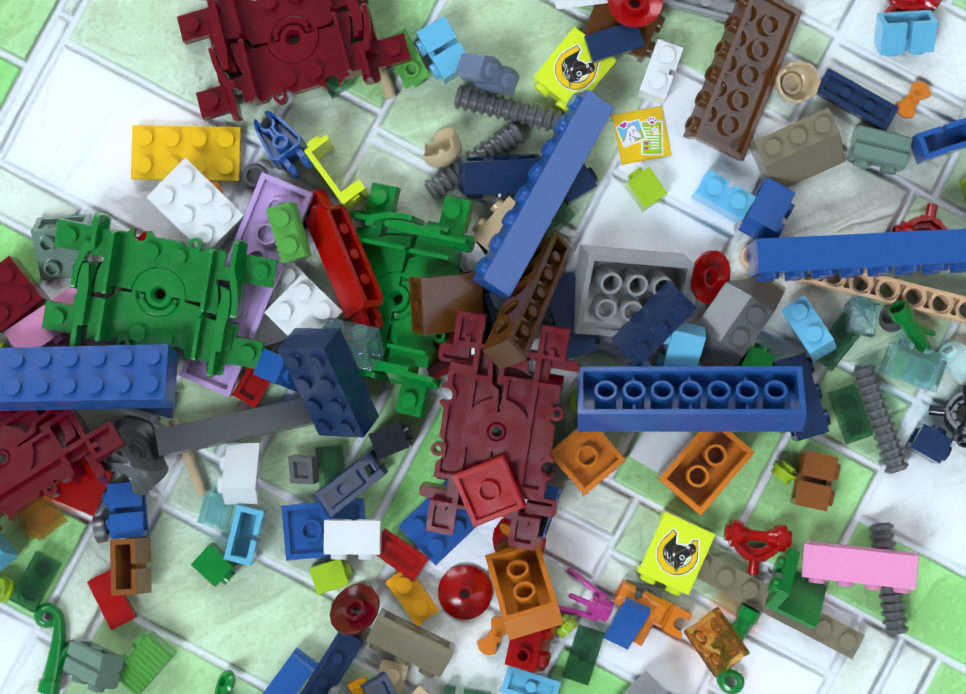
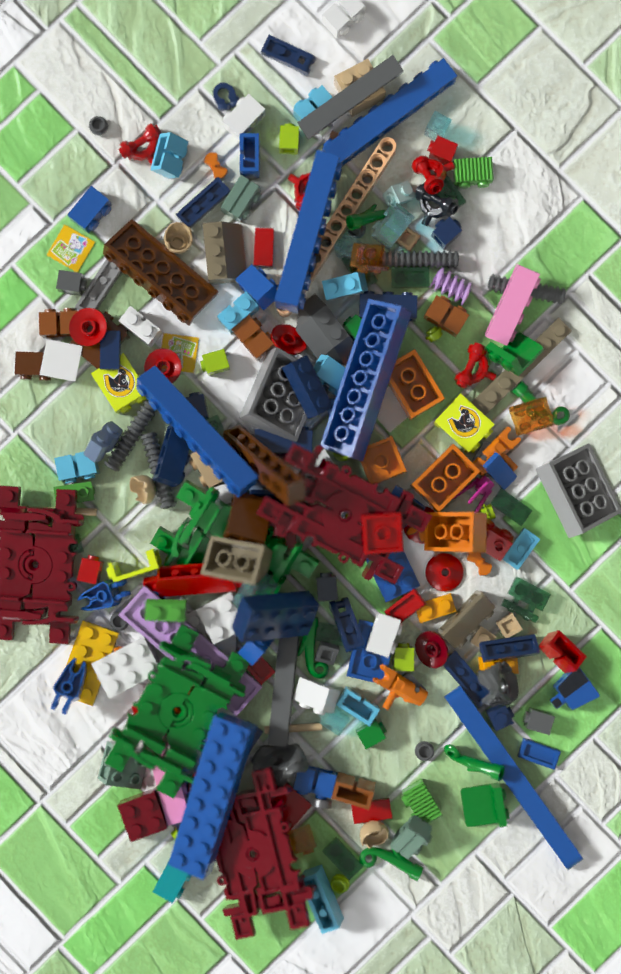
camera: 65 degrees left, 0 degrees up
(82, 612) = (373, 833): none -> tan hair
(146, 138) = (69, 685): none -> blue hinge
(215, 644) = (424, 751): none -> dark grey plate
(291, 585) = (401, 686): none -> orange piece
(306, 440) = (308, 645): none -> green plant
(310, 115) = (90, 570): none -> red brick
(385, 305) = (236, 560): none -> dark tan slope
(592, 551) = (445, 478): none -> orange brick
(630, 120) = (165, 357): none -> red dish
(696, 228) = (253, 337): none -> dark orange piece
(823, 201) = (263, 247): none -> red tile
(858, 347) = (368, 257): none -> clear orange bracket
(858, 473) = (451, 285): none -> lavender piece
(901, 394) = (408, 239): none -> nougat tile

